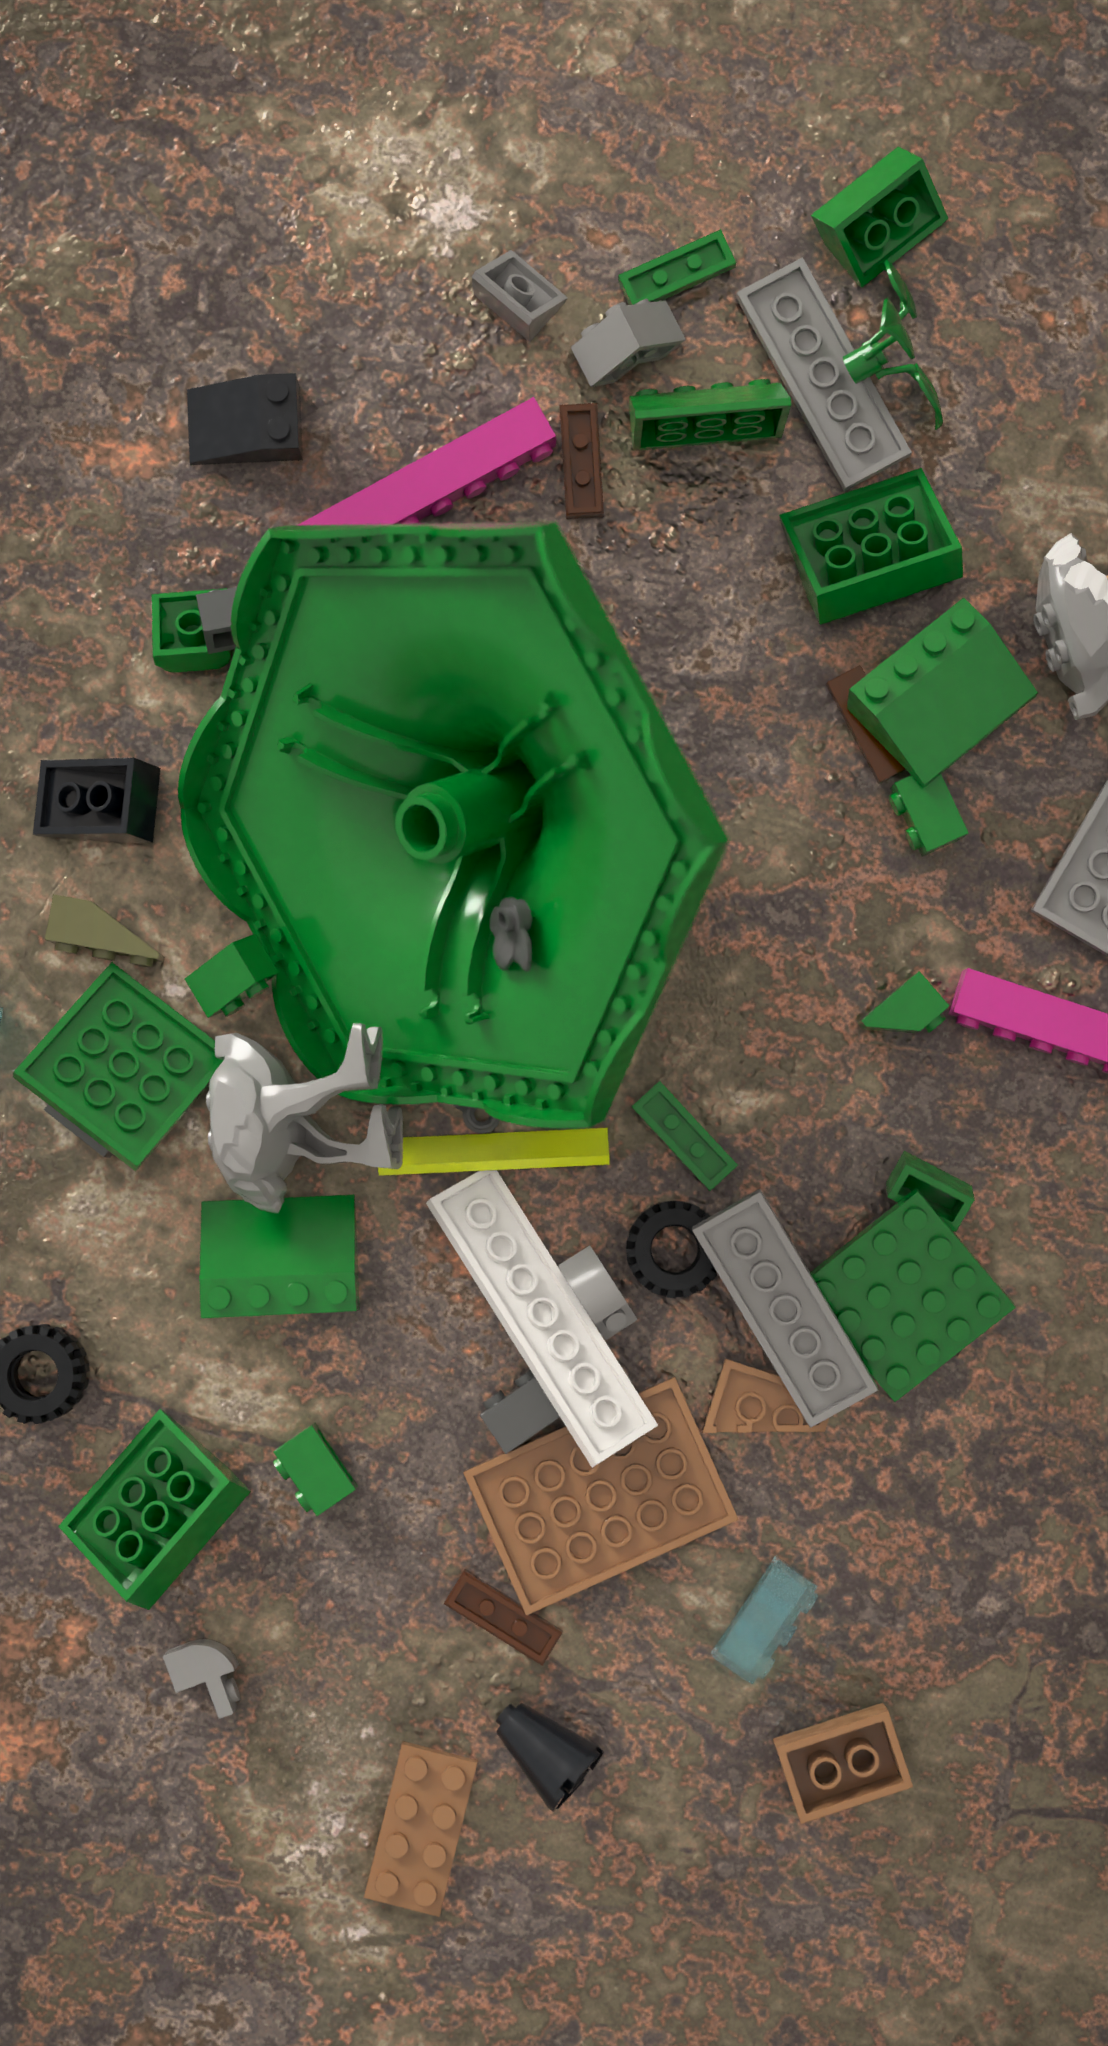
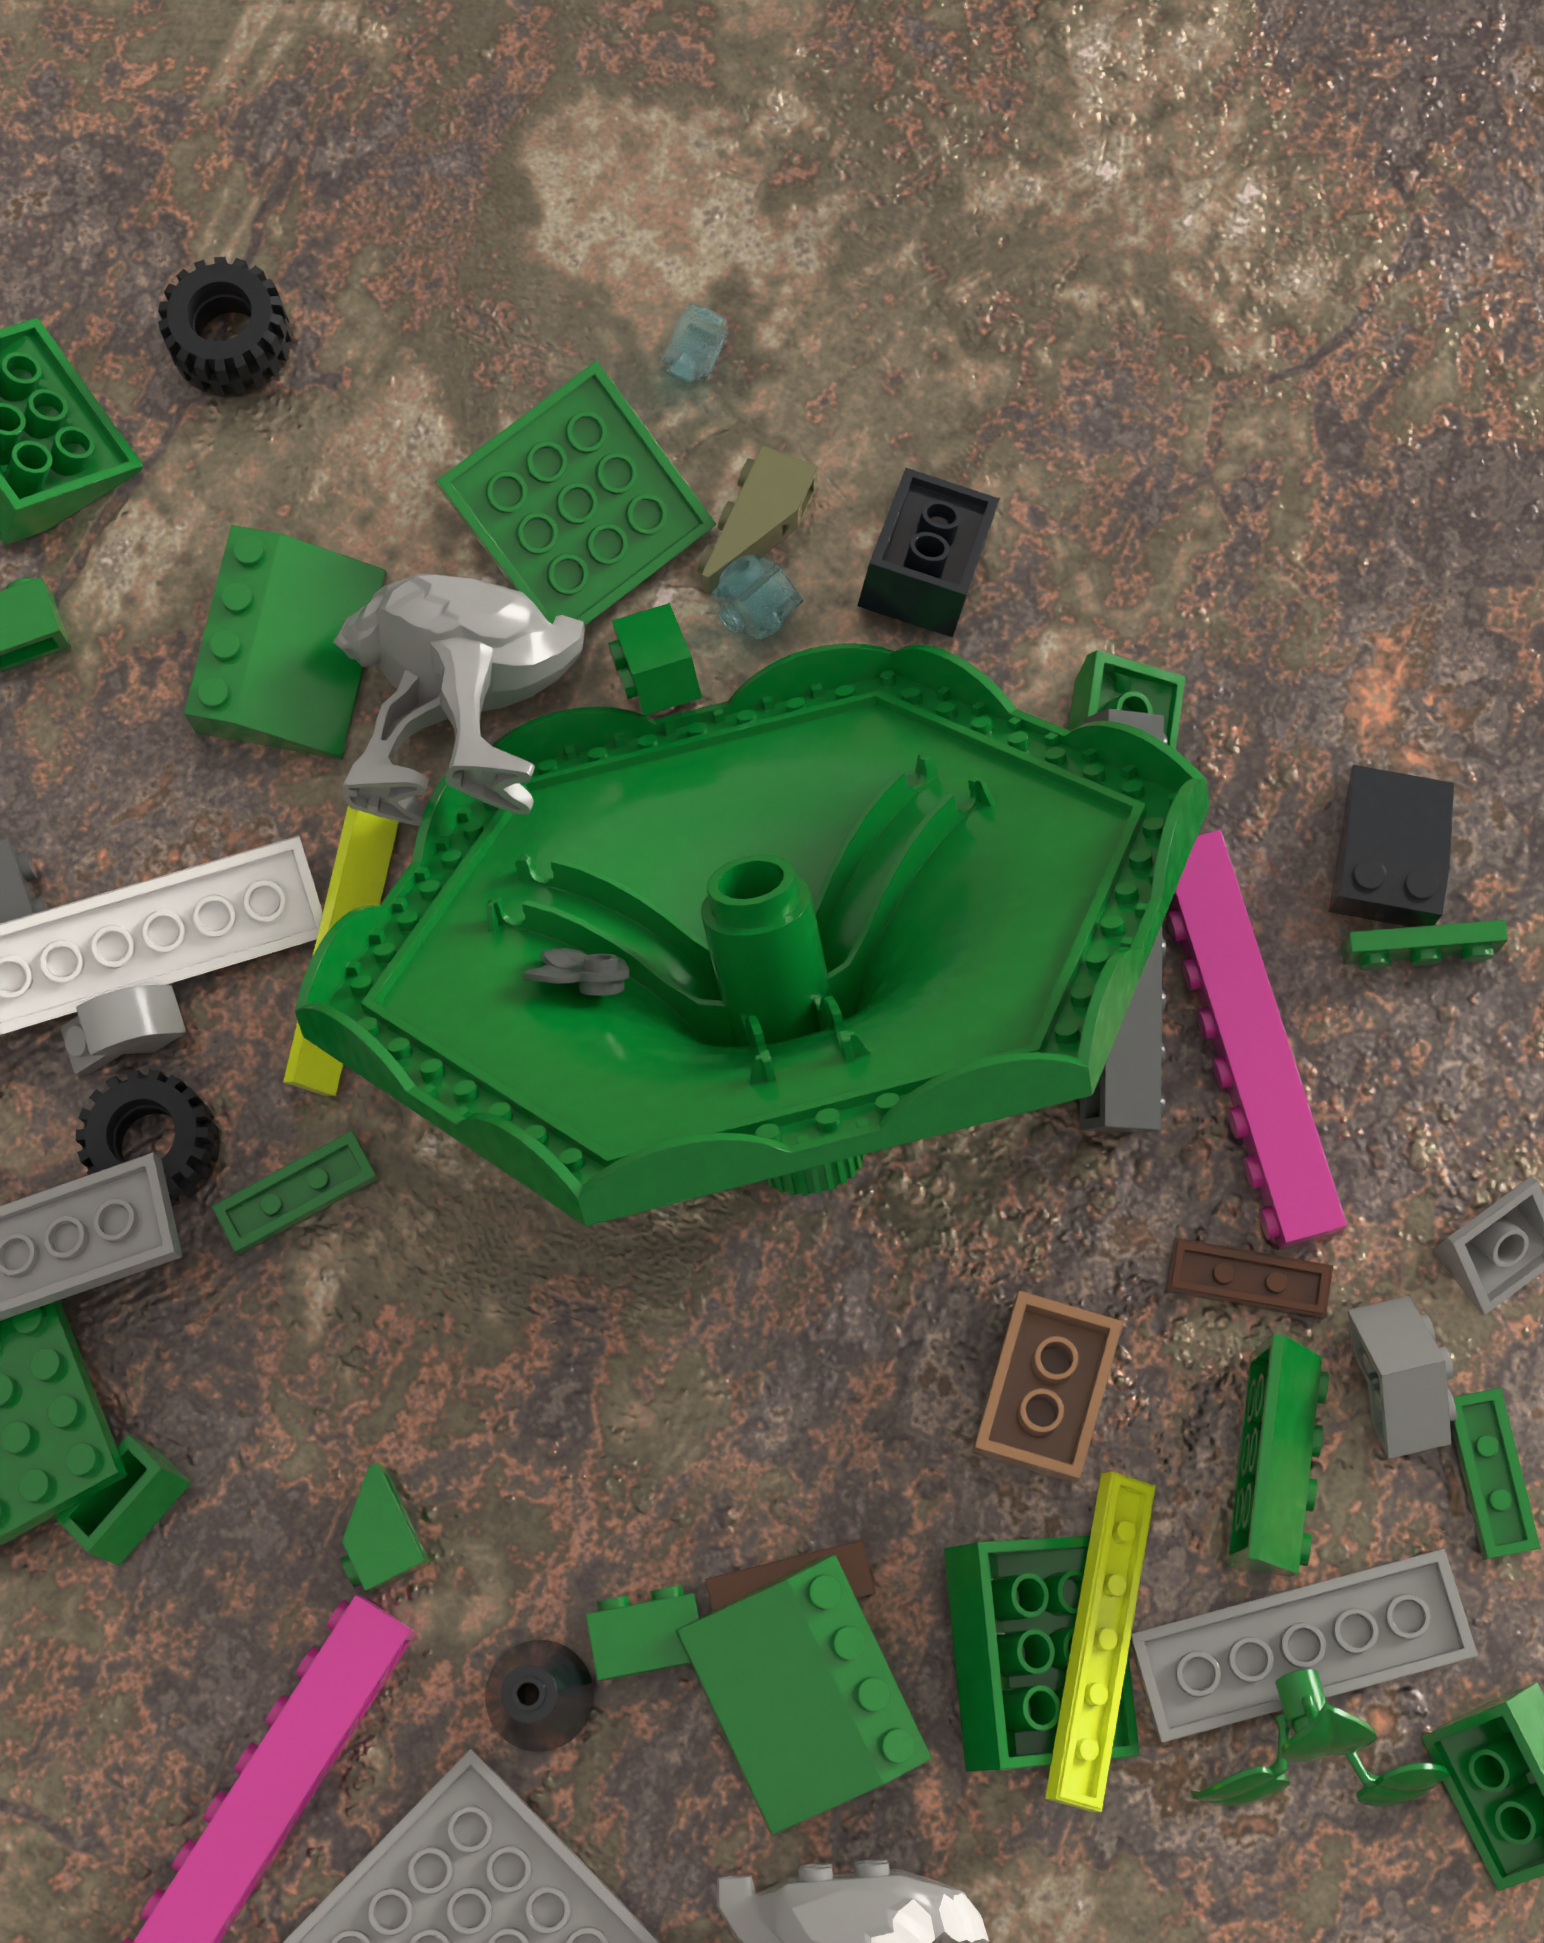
camera: 105 degrees right, 10 degrees down
(164, 917) = (755, 596): none -> clear light blue brick
(316, 385) = (1424, 944): none -> green plate
(695, 577) = (1047, 1387): none -> medium nougat brick
(855, 505) = (1100, 1642): none -> neon yellow tile
(983, 875) = (563, 1699): none -> black cone

